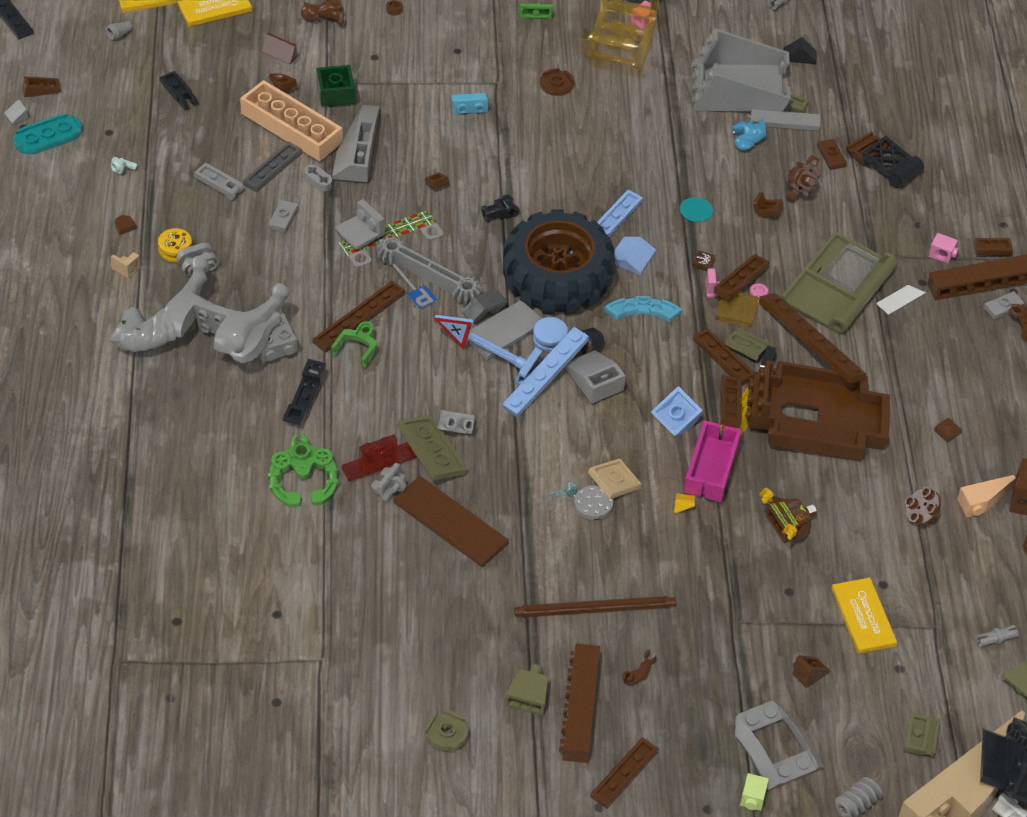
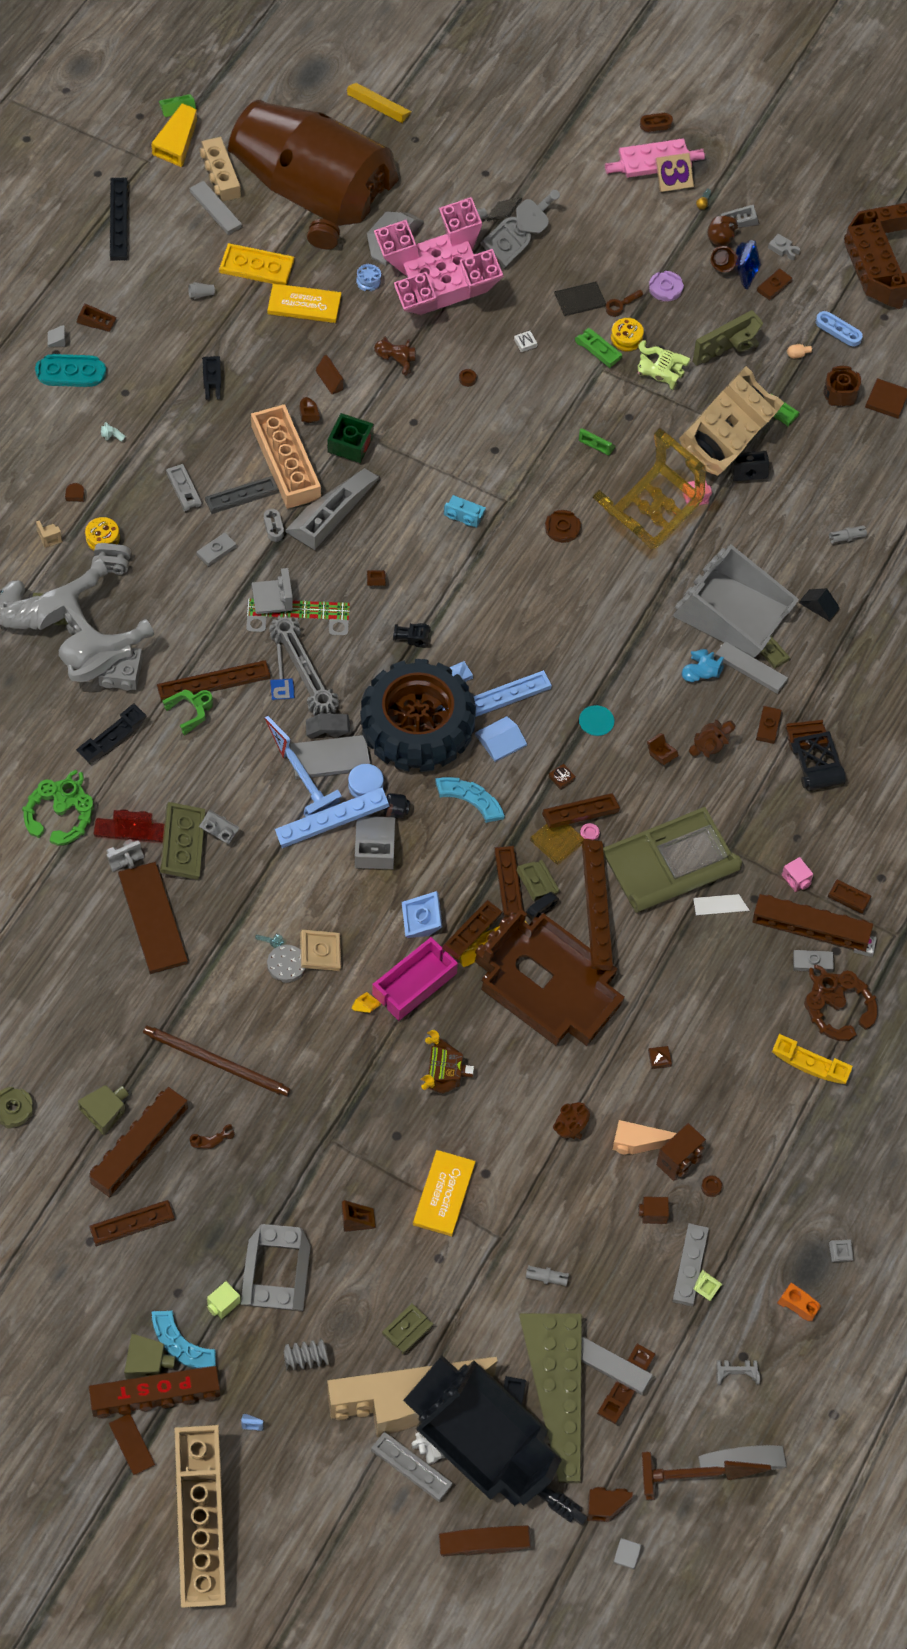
camera: 30 degrees right, 10 degrees up
(711, 283) = (548, 801): bright pink tile -> none

